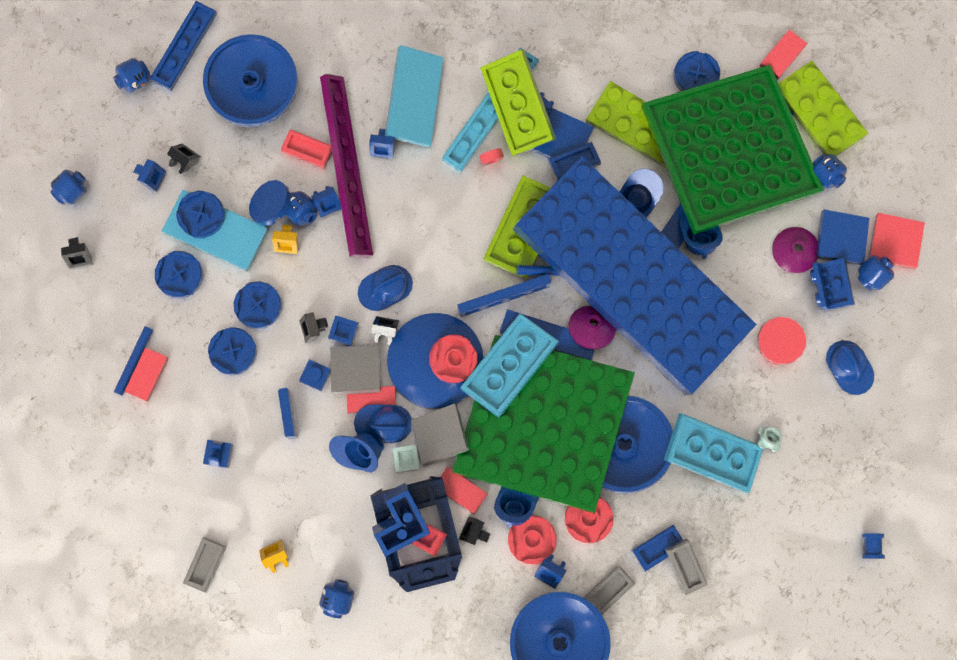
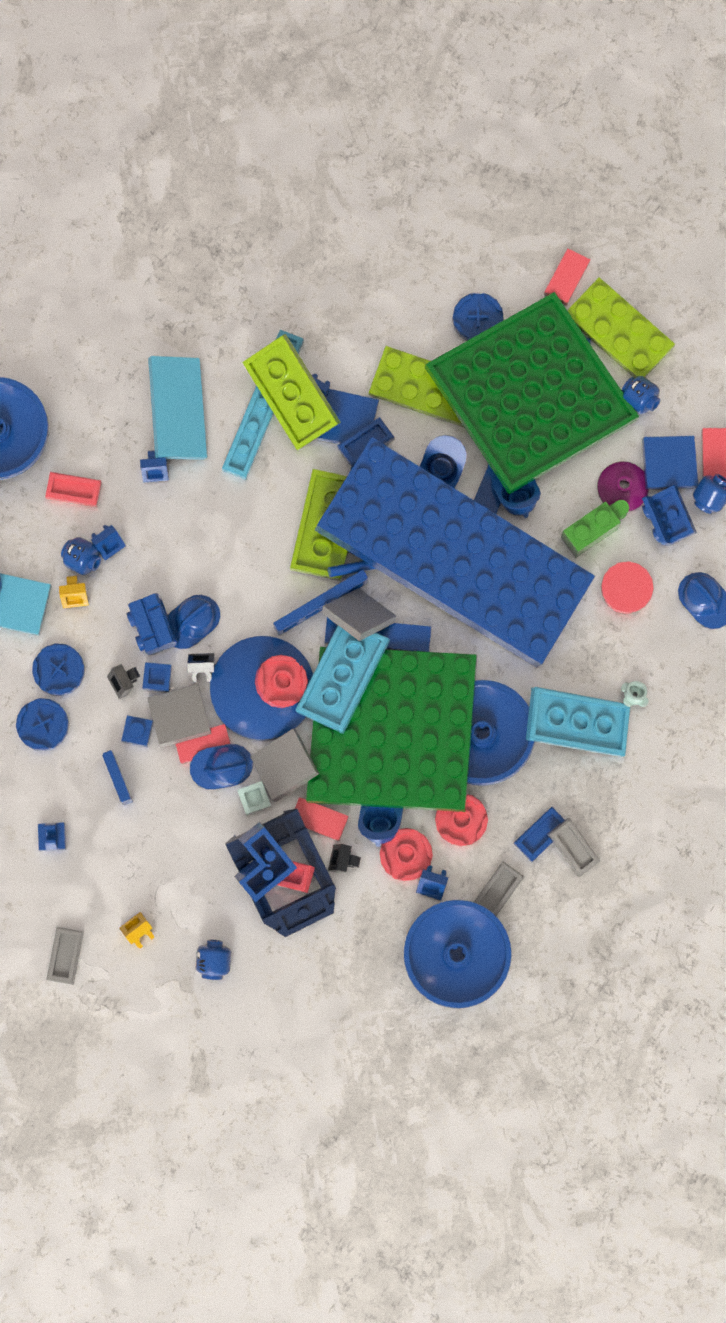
camera: 10 degrees left, 0 degrees up
(270, 202) = (47, 556): blue tile -> none
(346, 166) = (120, 499): magenta plate -> none
(349, 283) = (152, 624): none -> blue brick
(356, 452) = (199, 803): blue piece -> none
(491, 156) = (275, 455): coral tile -> none
(536, 313) = (359, 614): none -> light grey tile
(588, 335) = (420, 625): magenta dish -> none
(763, 280) = (594, 527): none -> bright green brick

